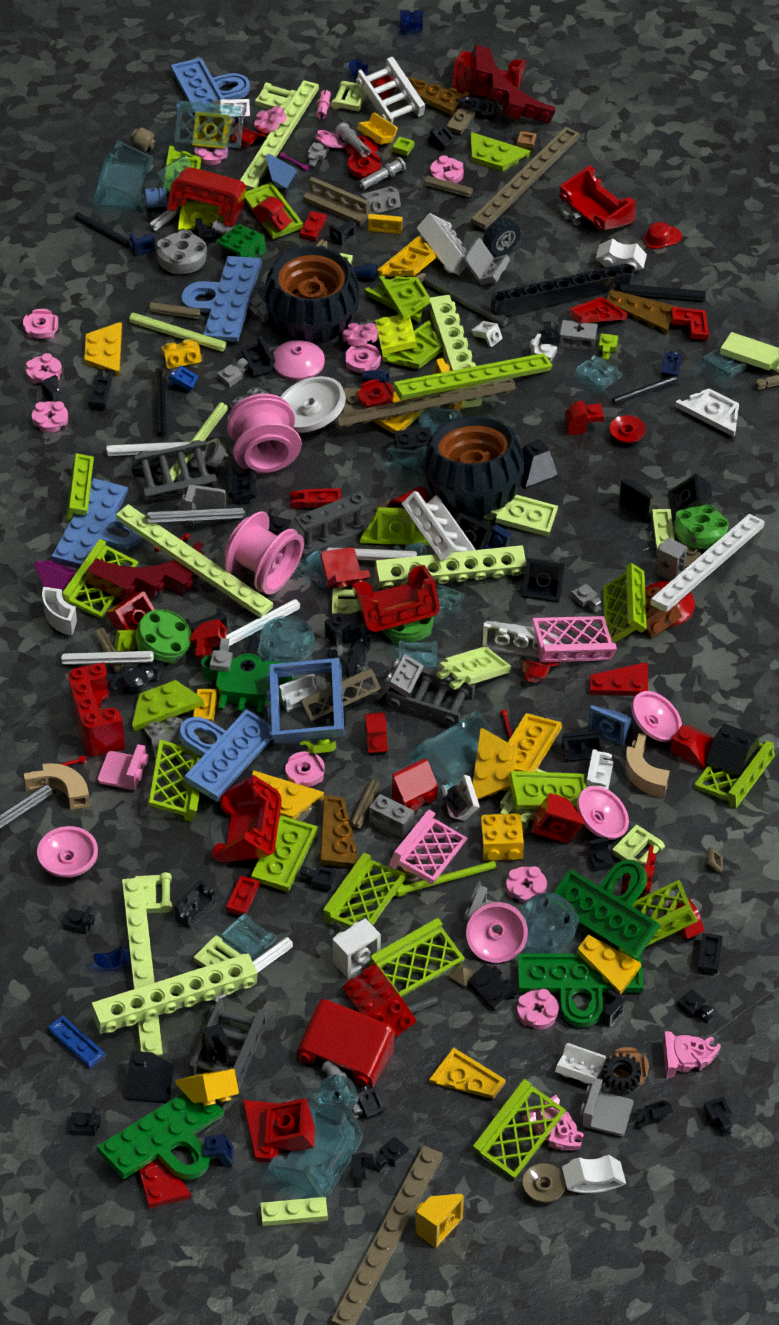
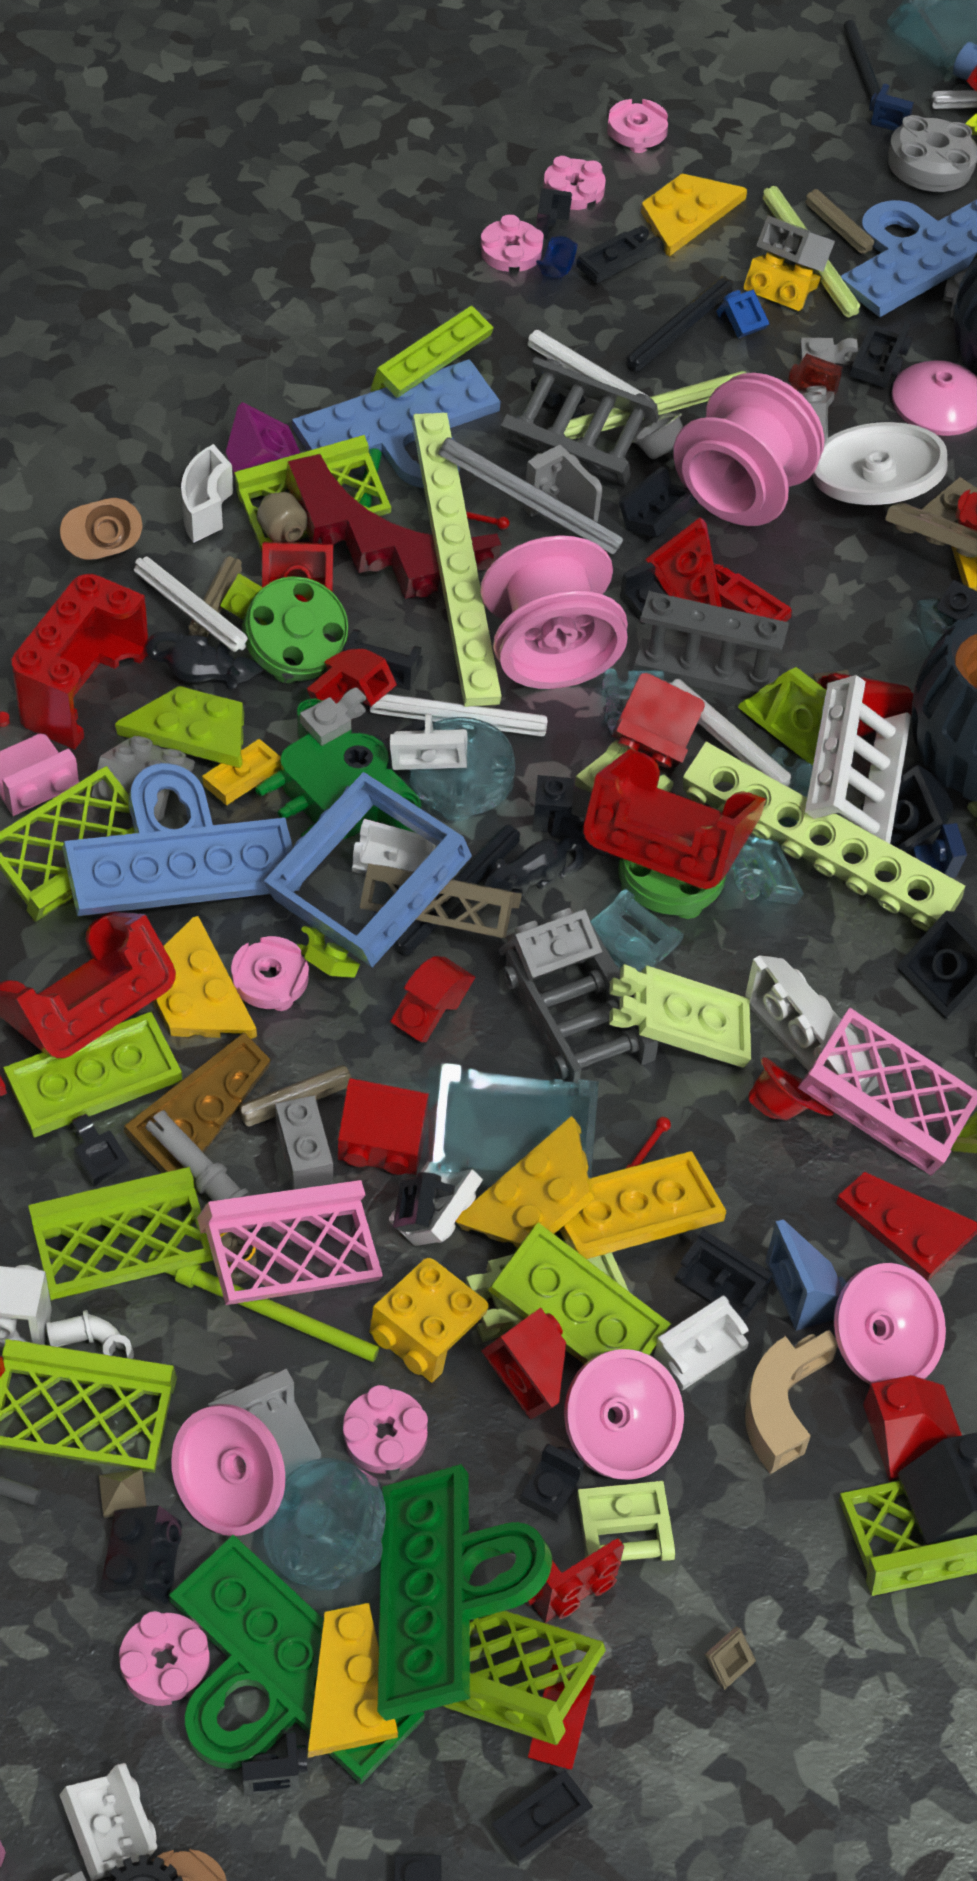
camera: 40 degrees right, 5 degrees up
(36, 654) = (101, 528): none -> medium nougat piece
(78, 407) = (558, 257): none -> clear blue hair
(105, 596) = (282, 517): none -> dark tan head
(175, 332) = (795, 243): none -> light grey brick
(242, 384) = (815, 372): none -> clear red bracket
(273, 640) = (429, 748): none -> white panel
(284, 501) = (687, 565): none -> red wing
(376, 852) = (209, 1176): none -> light grey pin
(389, 934) = (88, 1328): none -> white piece

